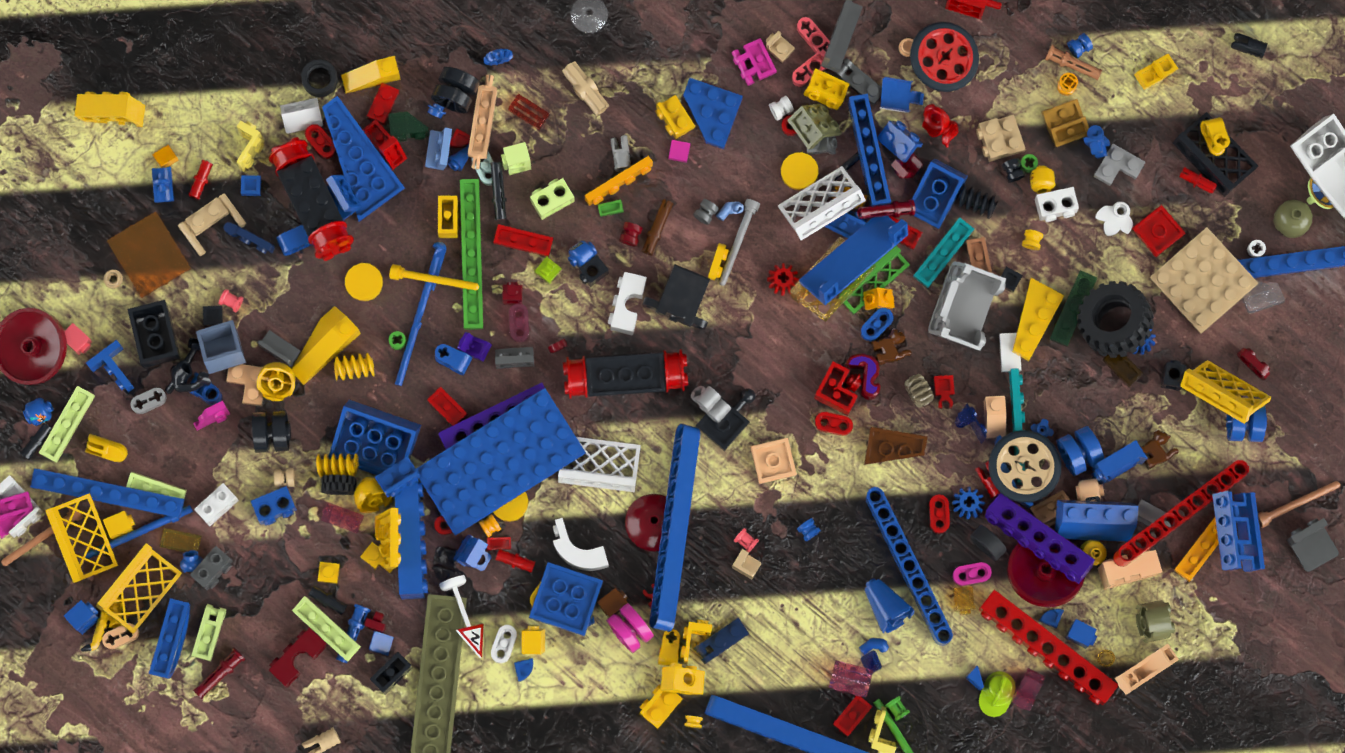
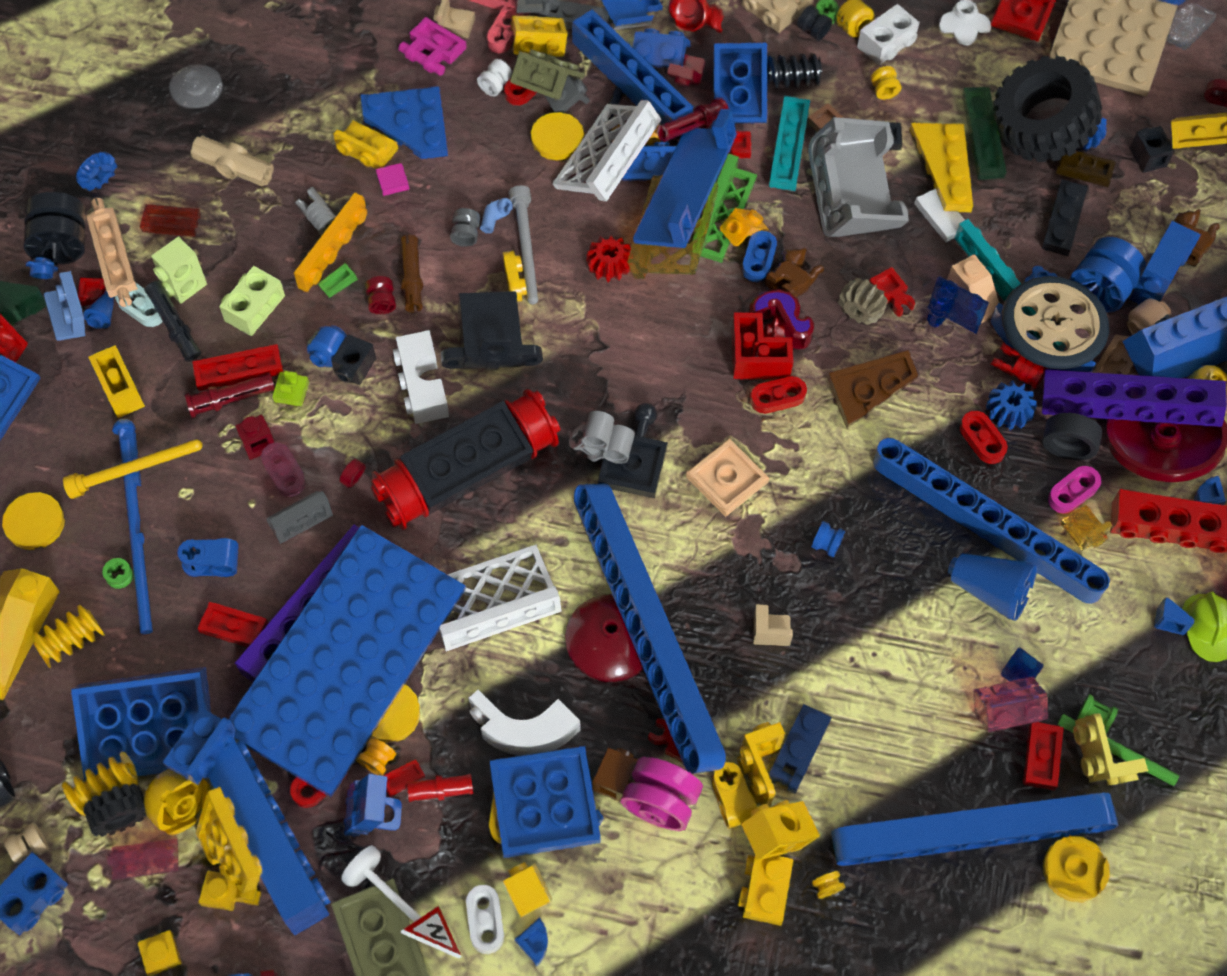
camera: 25 degrees left, 15 degrees down
(471, 252) = (174, 416): bright green plate -> none
(474, 346) = (237, 526): dark purple bracket -> none
(501, 255) = (215, 398): none -> dark red pin
(746, 540) = (752, 594): coral bush -> none
(874, 643) = (1008, 643): blue arm -> none
(1087, 394) = (1064, 217): none -> black plate

